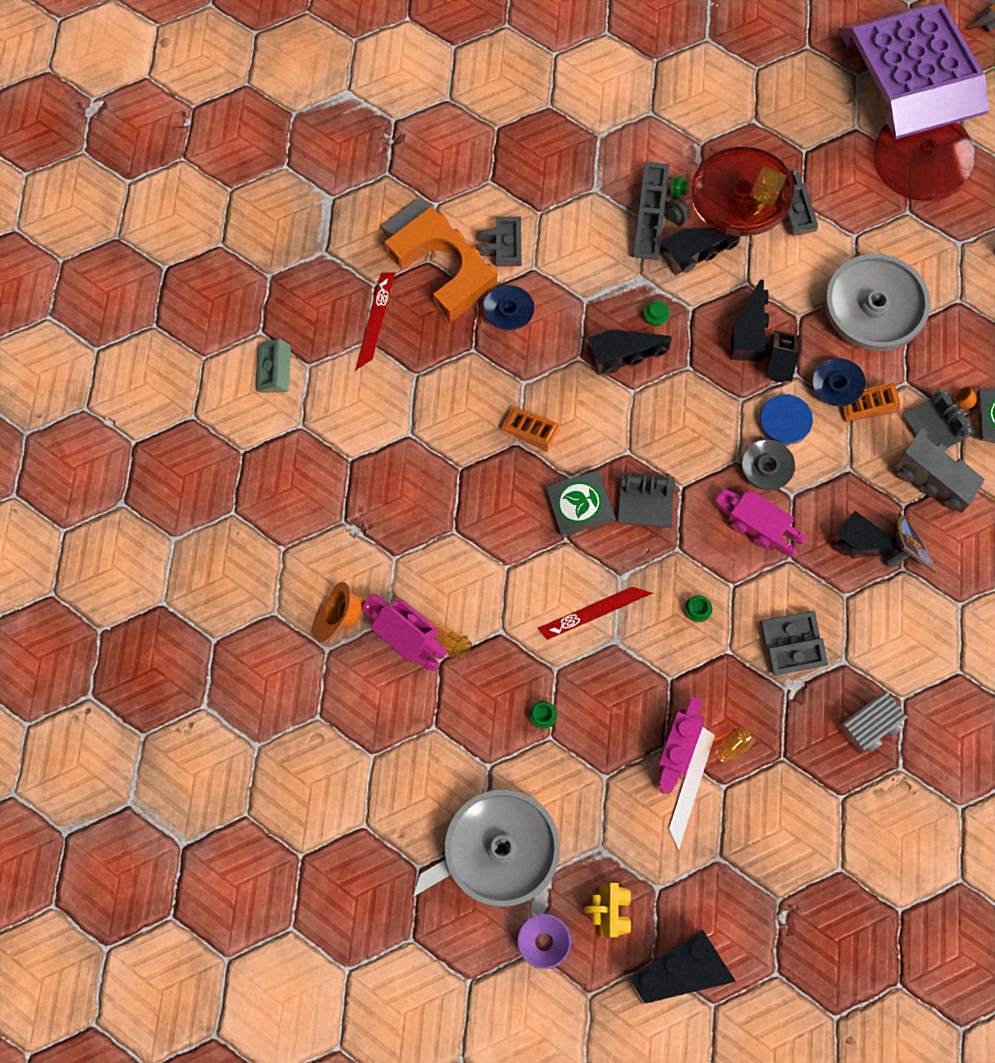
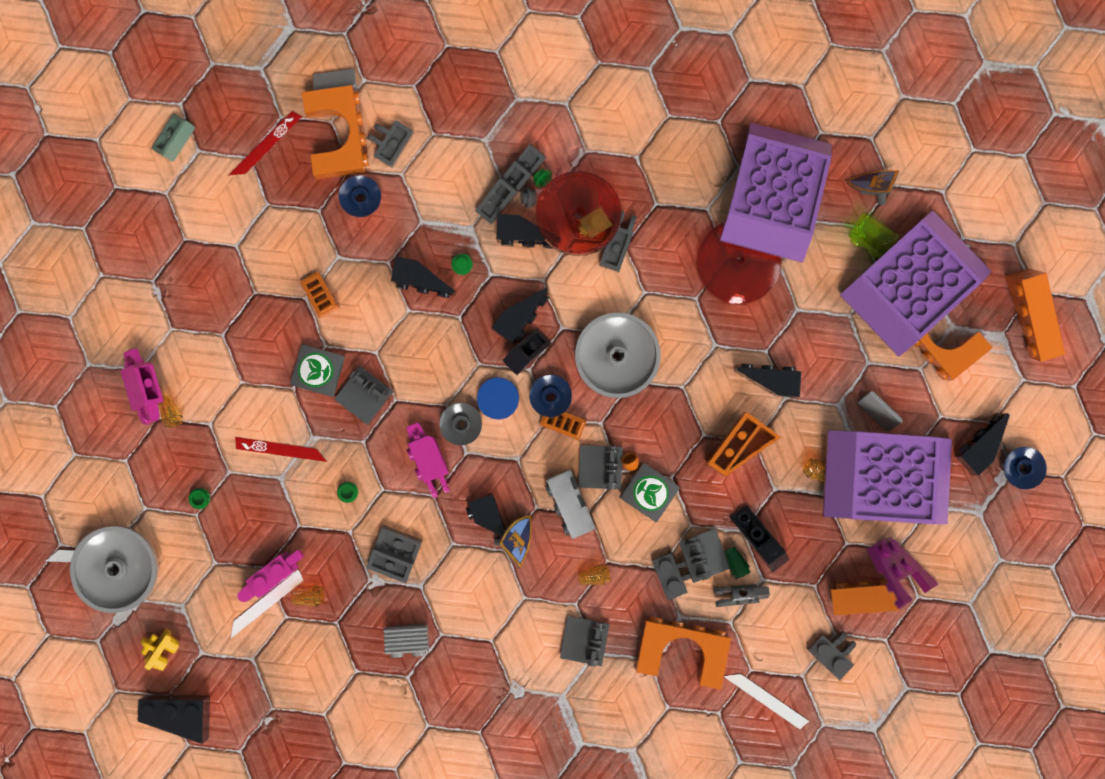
camera: 30 degrees right, 15 degrees up
(338, 612) = (106, 346): orange piece -> none
(544, 924) = (94, 643): medium lavender piece -> none

